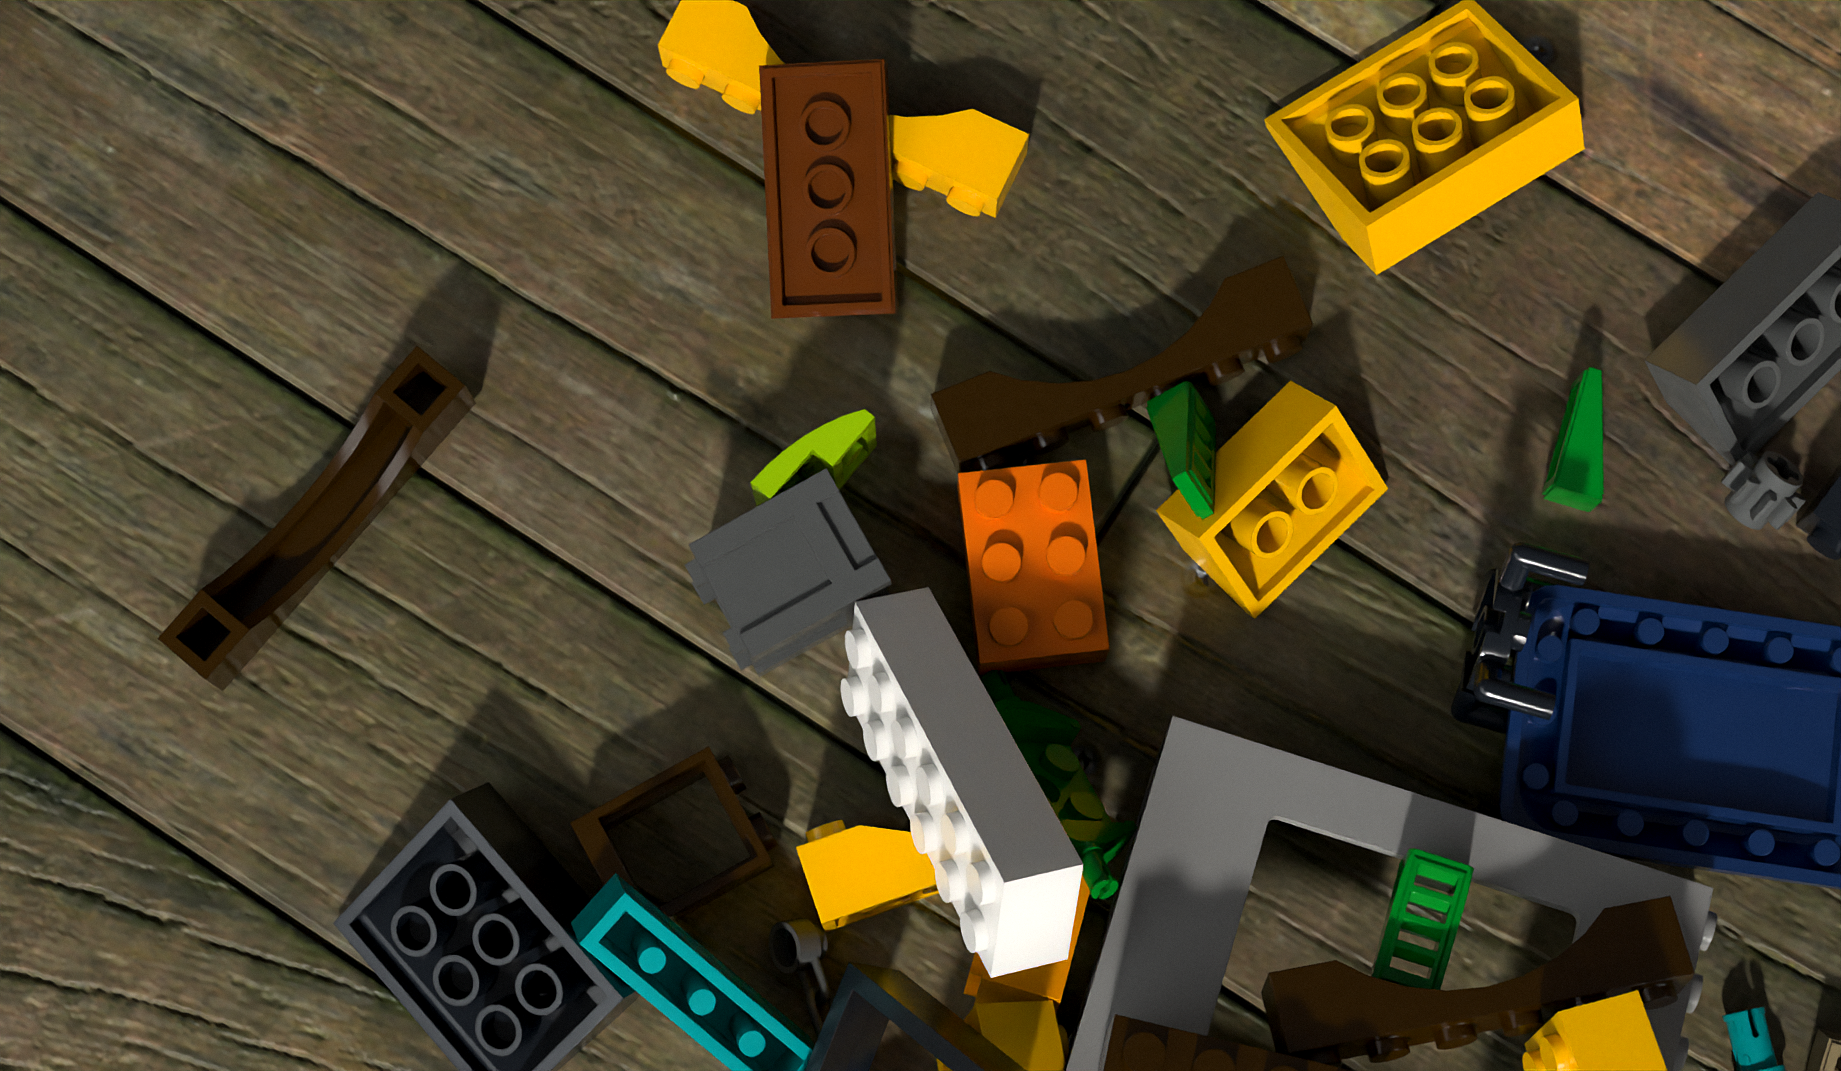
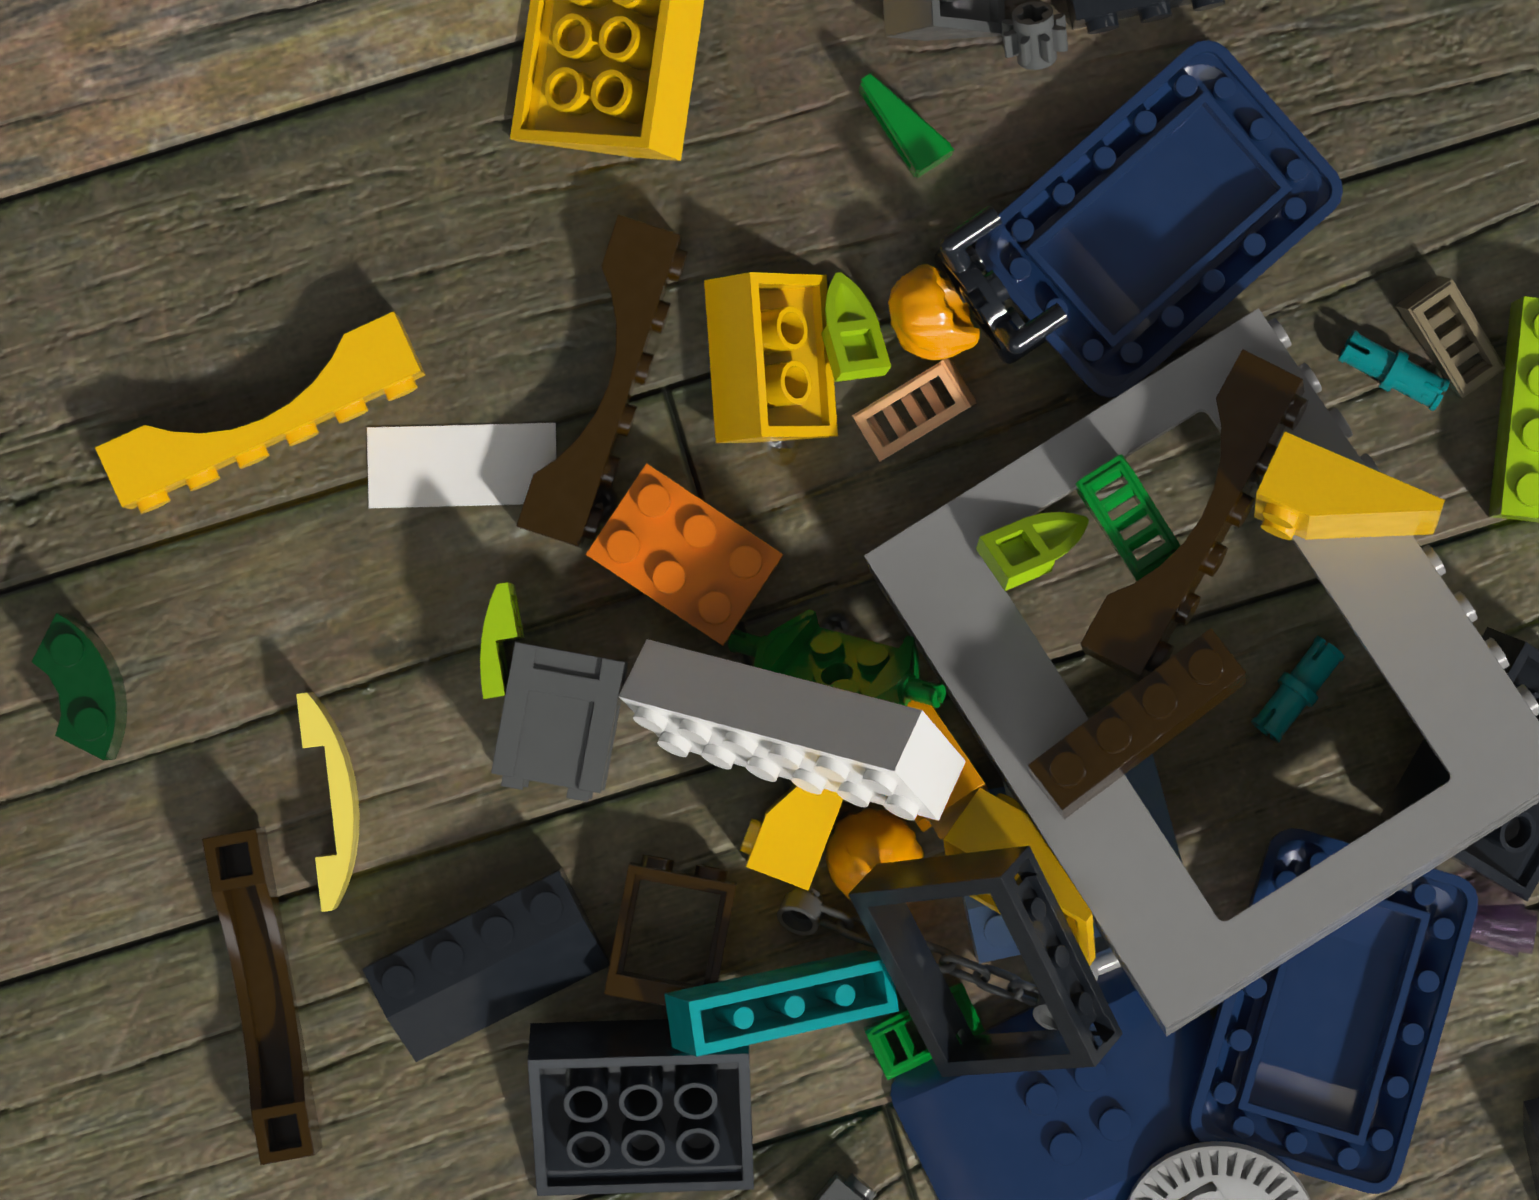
camera: 50 degrees left, 10 degrees up
(473, 147) = (87, 685): none -> dark green brick
(487, 495) = (337, 868): none -> light yellow slope
(510, 698) = (487, 965): none -> black slope
(829, 188) = (318, 475): reddish brown tile -> none
(913, 946) = (867, 840): none -> light orange hair
(950, 315) = (456, 464): none -> white sticker
(1187, 443) = (691, 387): green slope -> none
(1314, 856) = (1030, 546): none -> lime plate
(1358, 553) = (852, 333): none -> lime plate
(1371, 651) = (954, 384): none -> light nougat slope
(1436, 604) = (930, 315): none -> light orange hair

